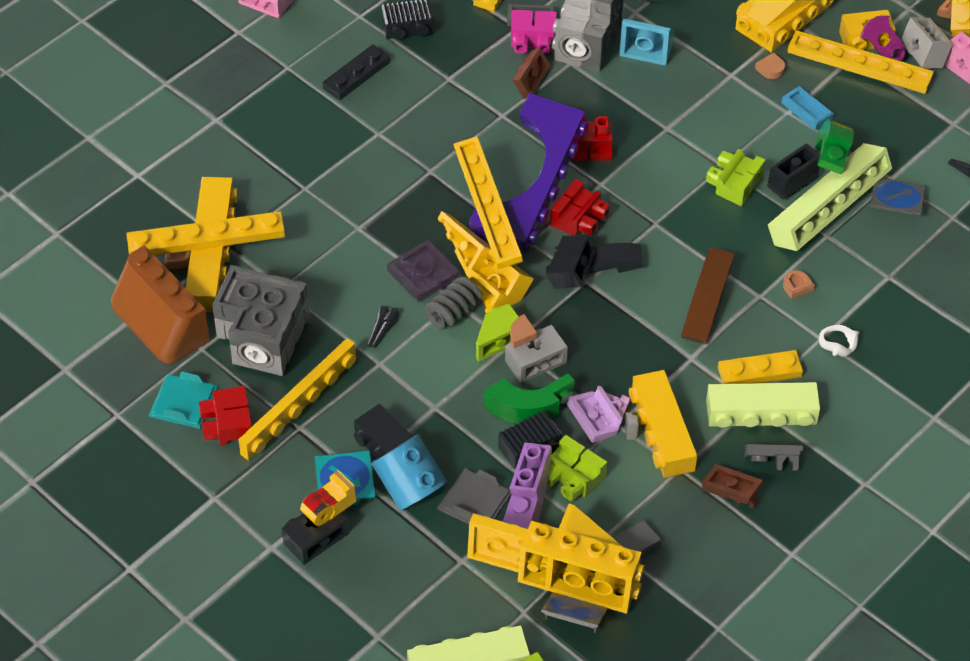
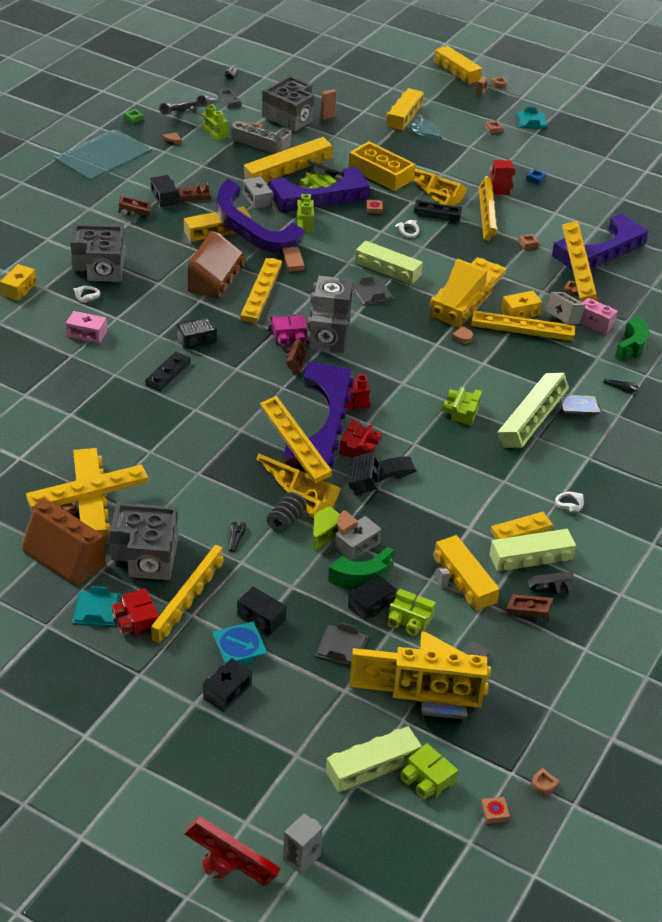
camera: 15 degrees left, 10 degrees down
(329, 500) = (237, 656): yellow leg -> none
(409, 472) = (289, 631): dark azure brick -> none
(423, 270) = (256, 494): clear purple plate -> none
(529, 485) = (383, 624): medium lavender slope -> none
(598, 413) = (415, 572): lavender slope -> none
(646, 42) = (373, 327): medium azure slope -> none
(707, 295) = (469, 484): reddish brown slope -> none
(794, 171) = (503, 396): black brick -> none
(797, 284) = (528, 469): nougat tile -> none
(807, 107) = (496, 358): dark azure tile -> none
(834, 142) = (526, 375): green arch -> none
(880, 25) = (529, 301): magenta piece -> none

